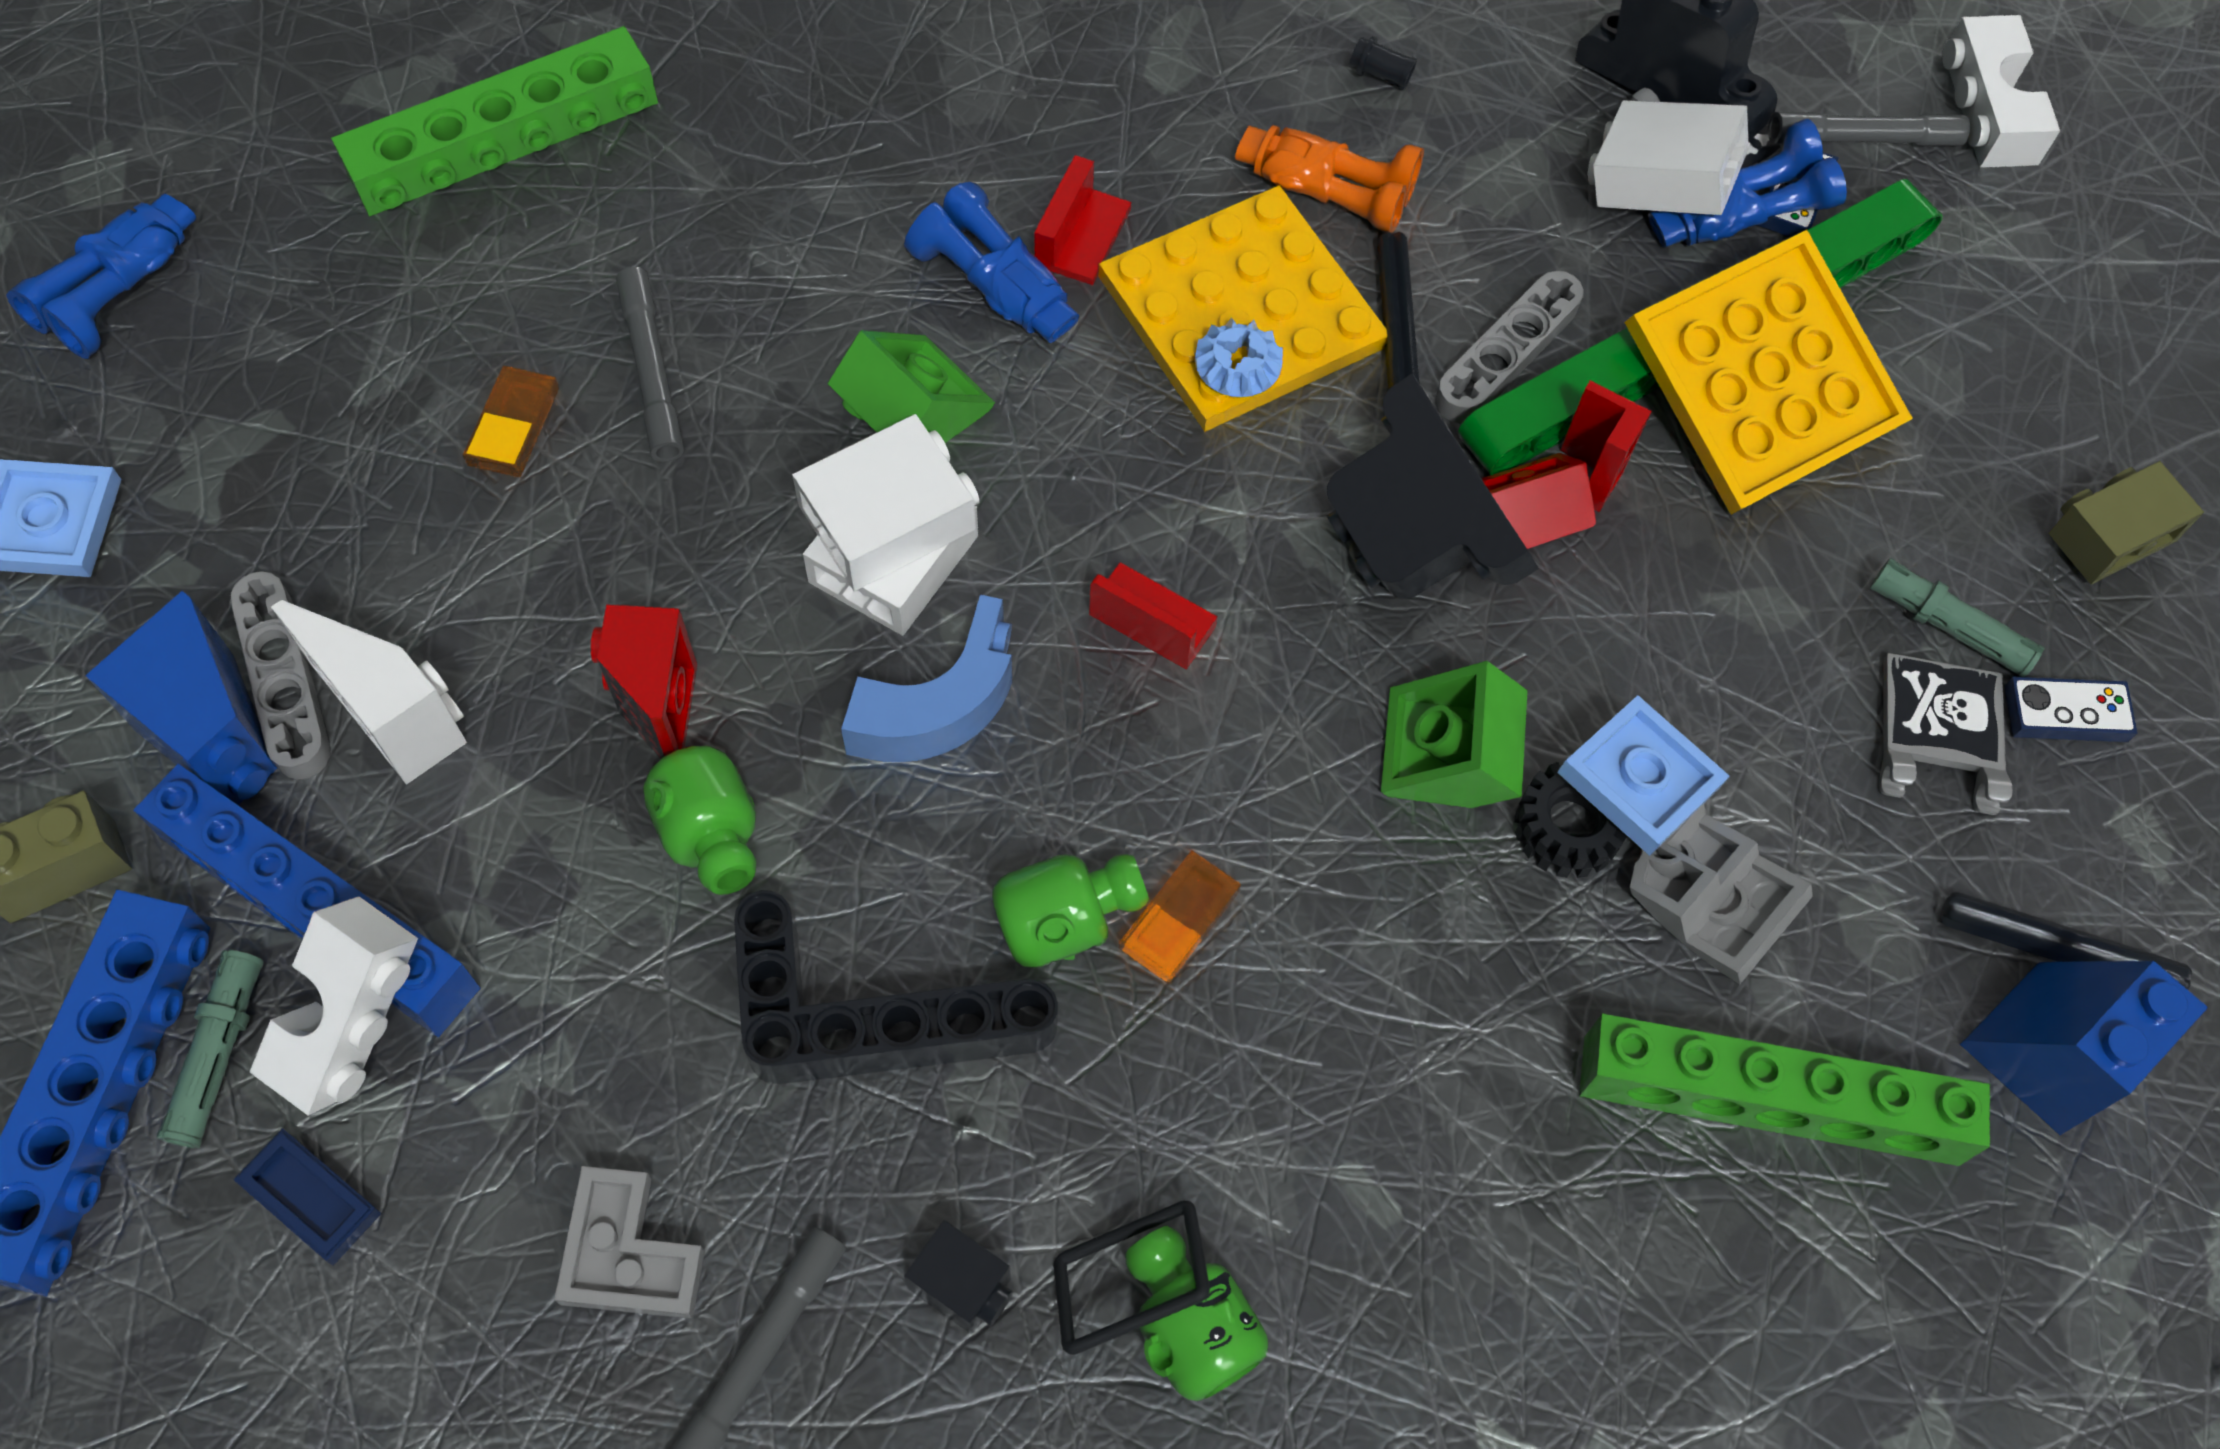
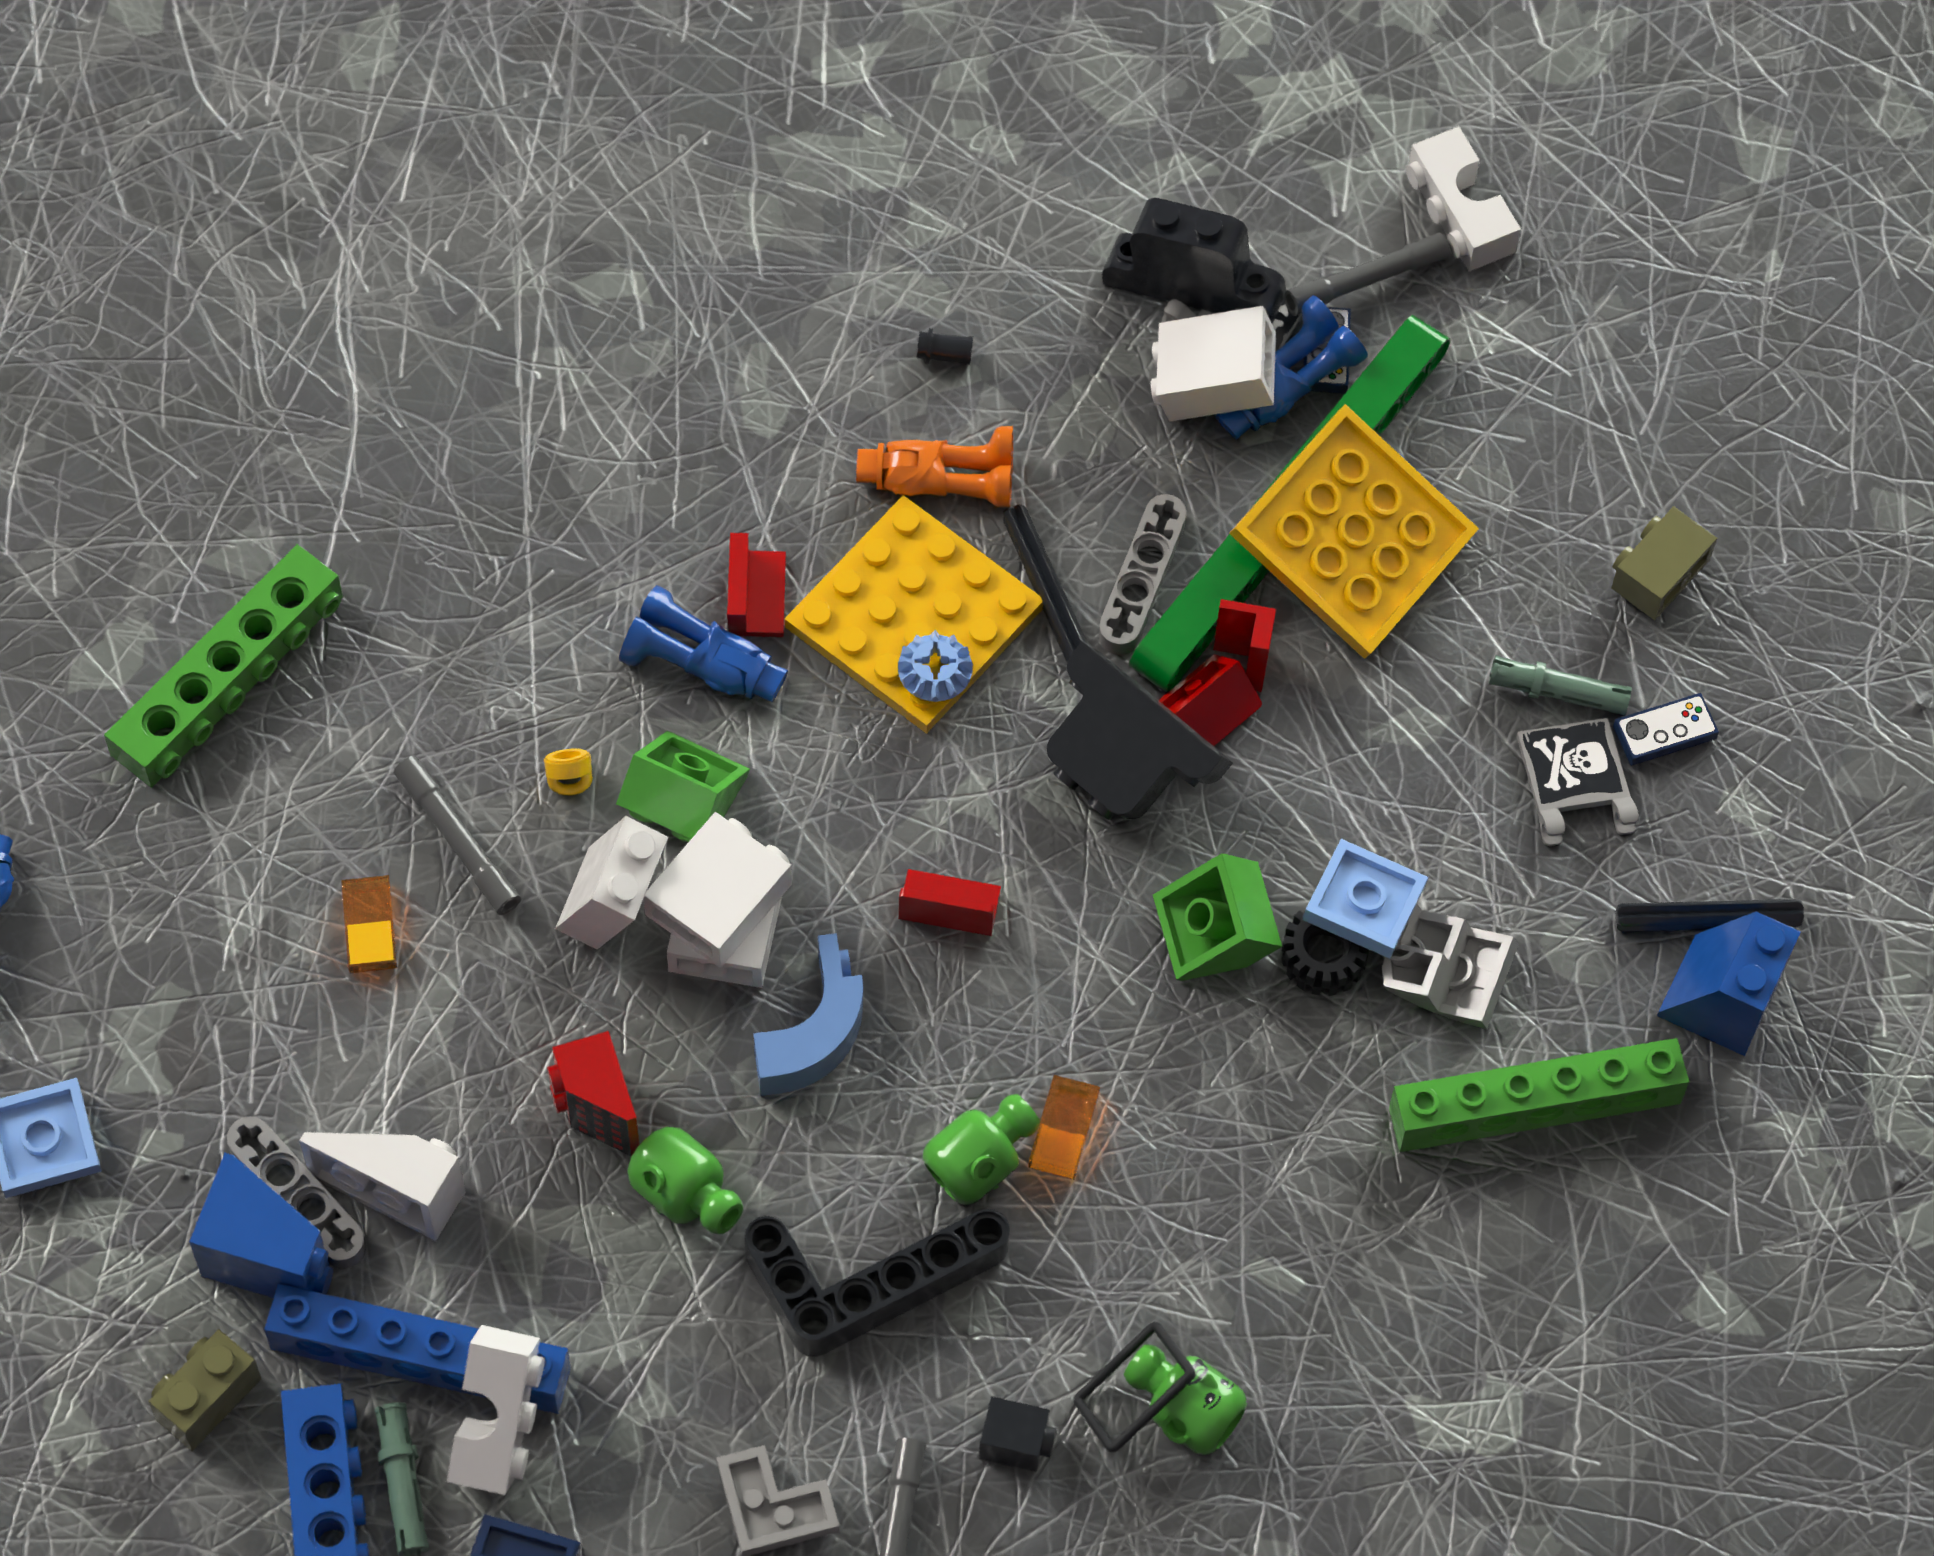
camera: 20 degrees left, 0 degrees up
(762, 461) = (611, 882): none -> white brick
(798, 330) = (568, 765): none -> yellow tile

